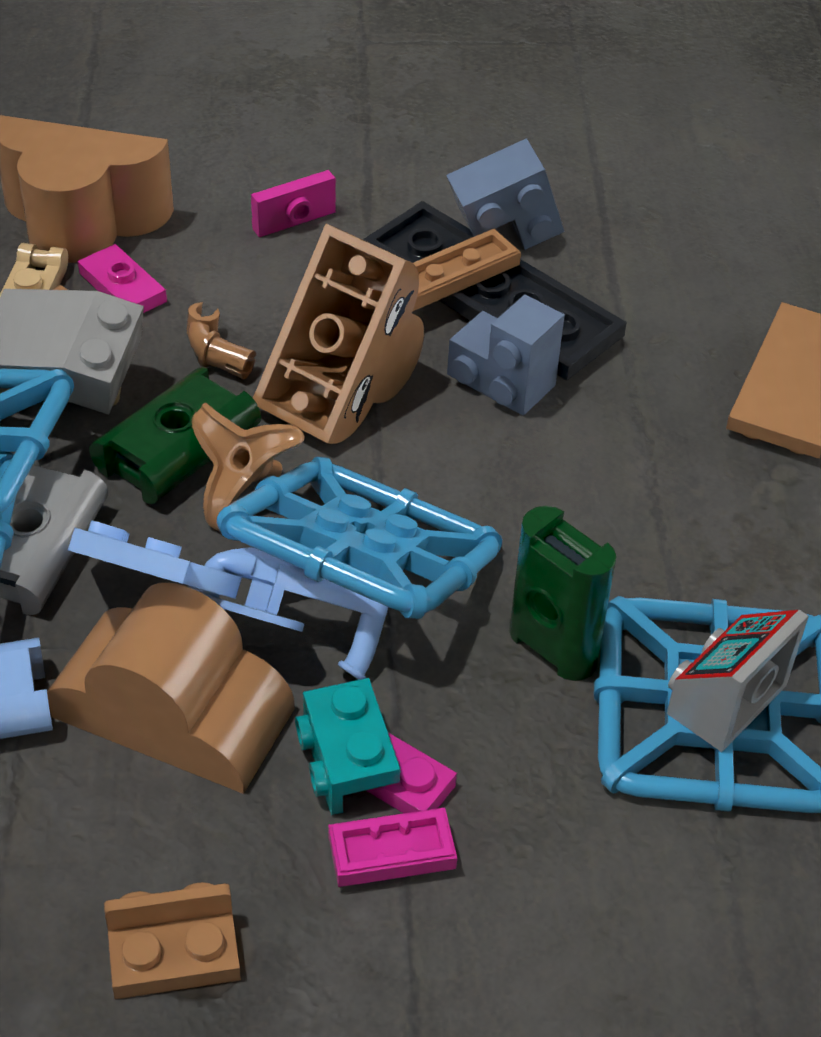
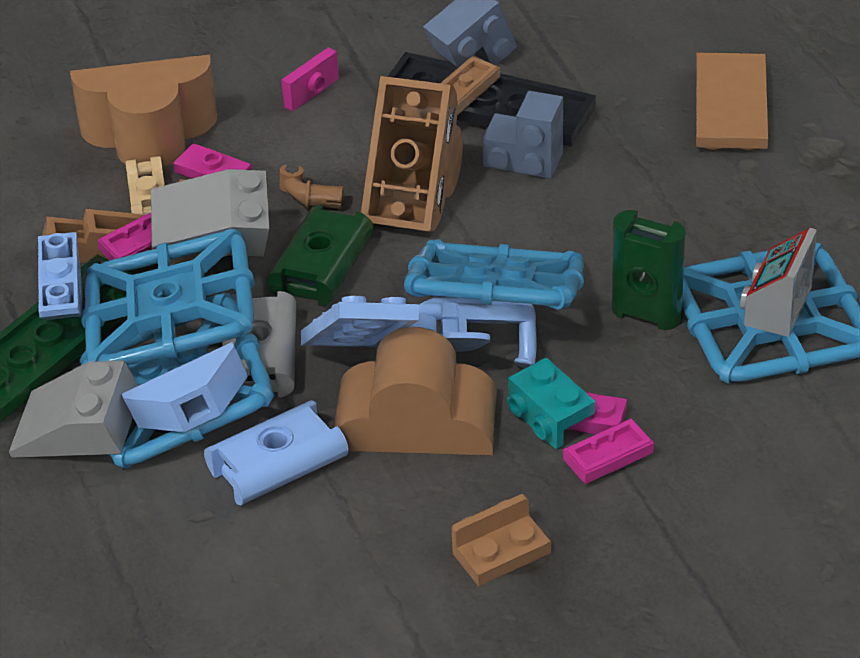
camera: 15 degrees left, 5 degrees down
(238, 456) = (380, 251): medium nougat piece -> none

